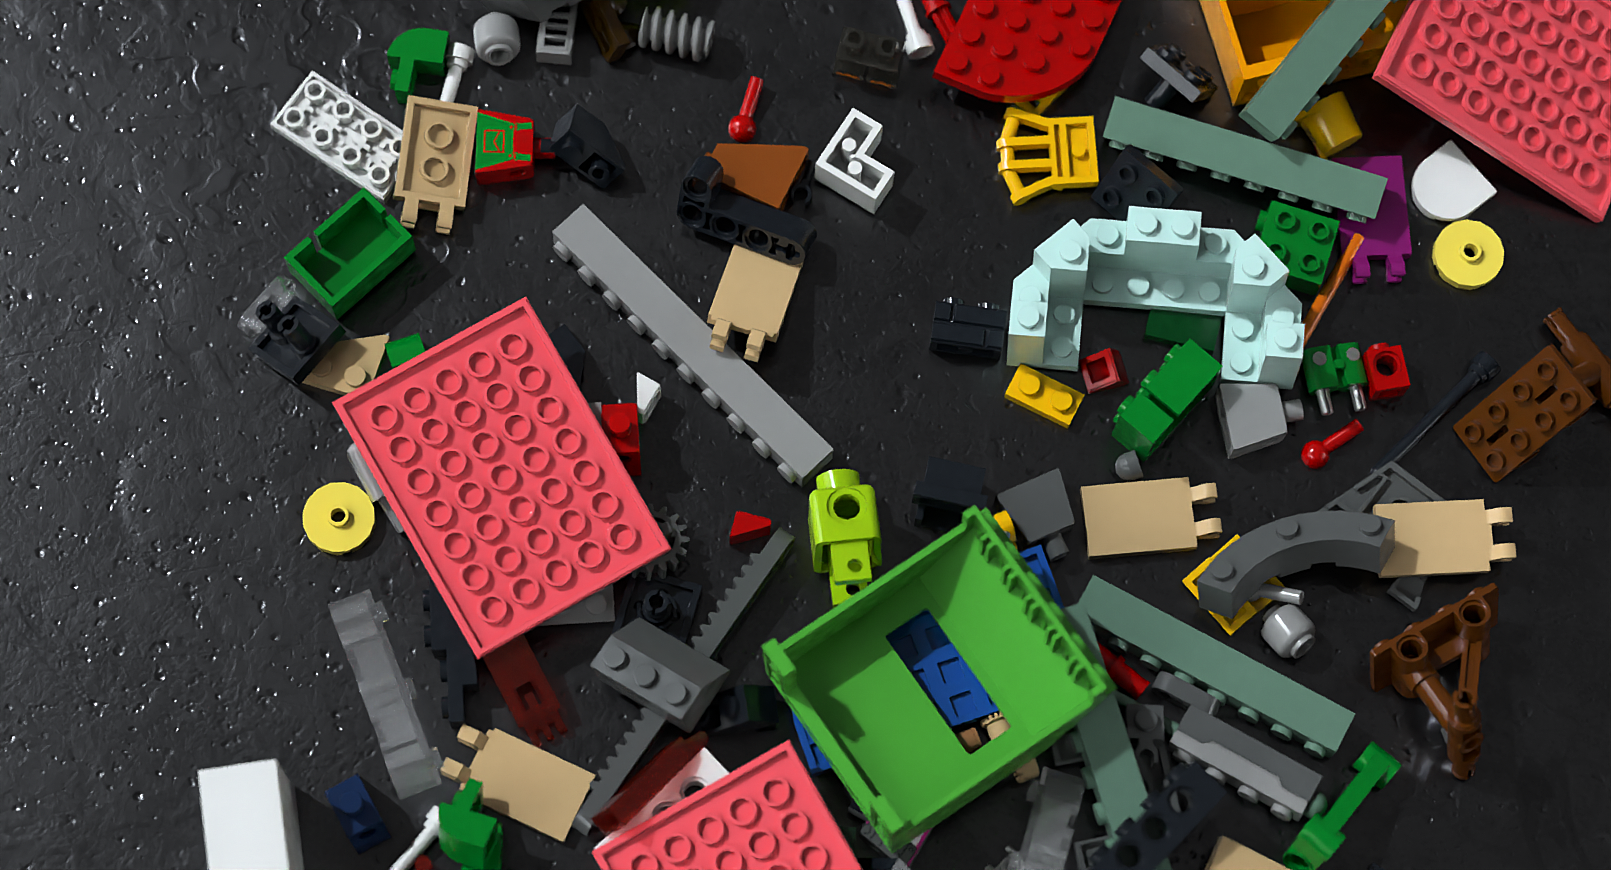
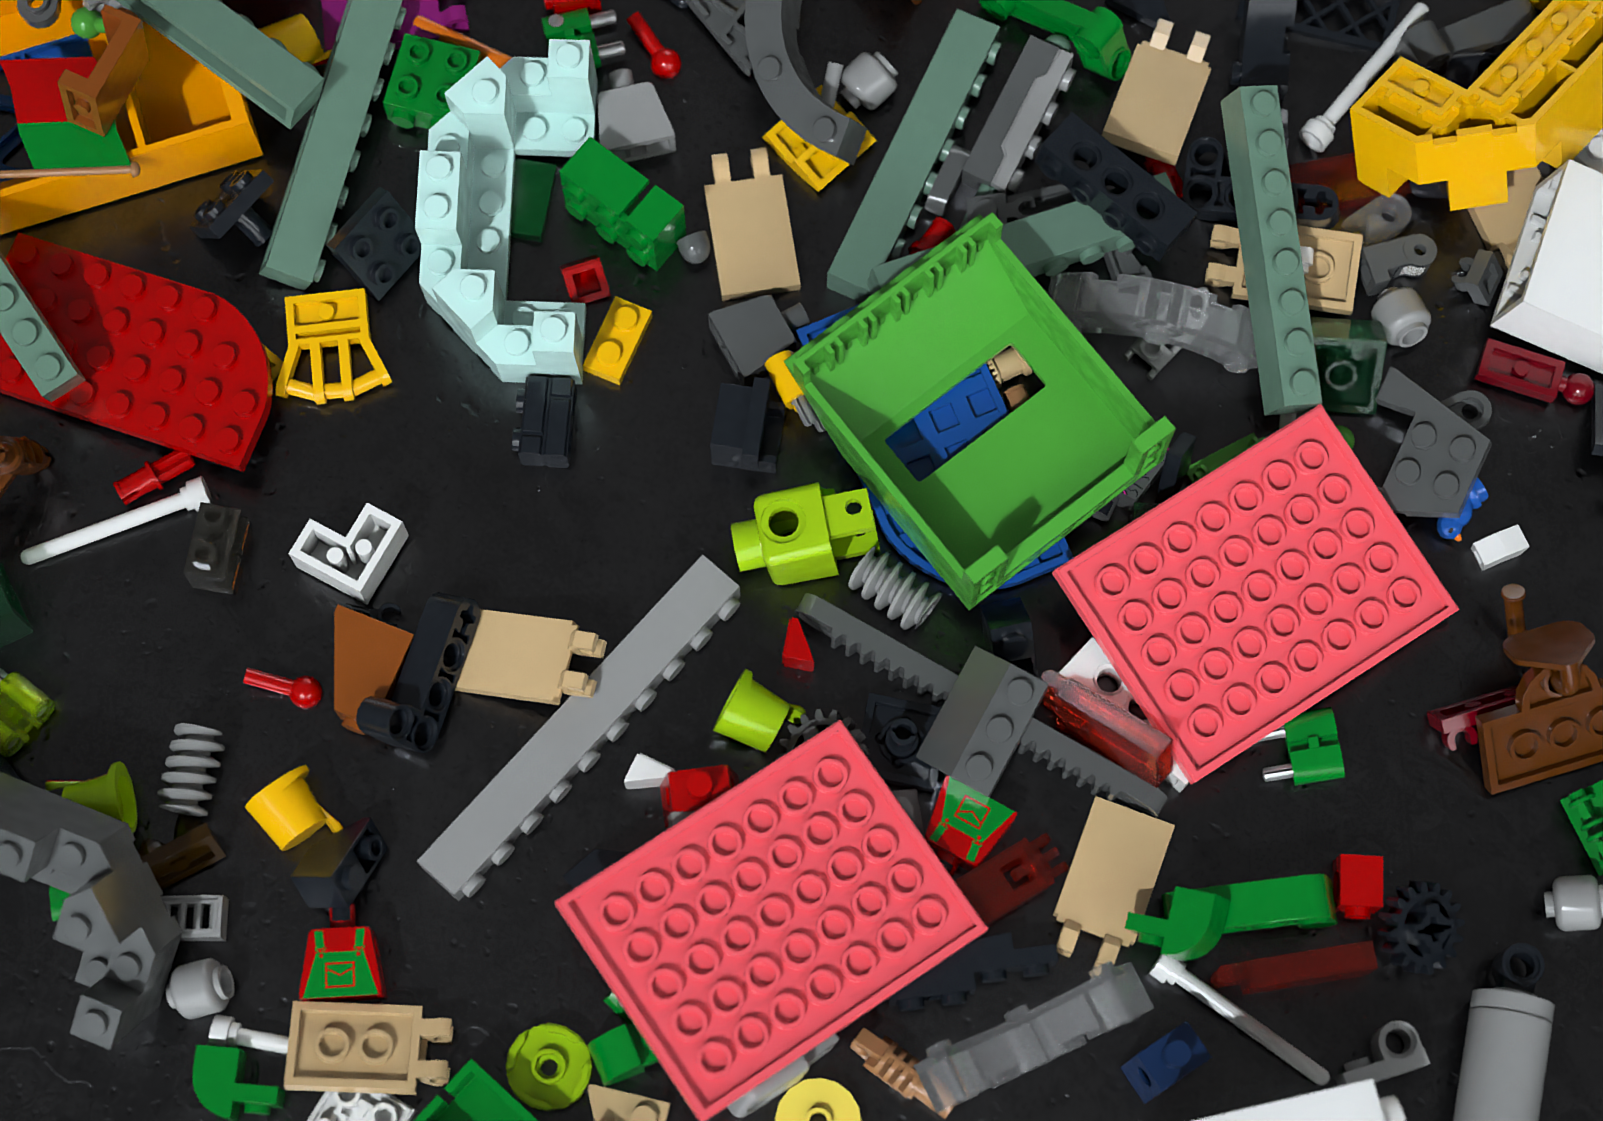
camera: 90 degrees left, 0 degrees up
(382, 577) = (892, 1065): none -> medium nougat hinge
(404, 288) = (532, 1051): none -> lime plate
(569, 656) = (966, 826): none -> torso
(636, 109) = (290, 810): none -> yellow hat
(689, 485) = (754, 714): none -> lime hat
(794, 609) = (893, 589): none -> light grey piece

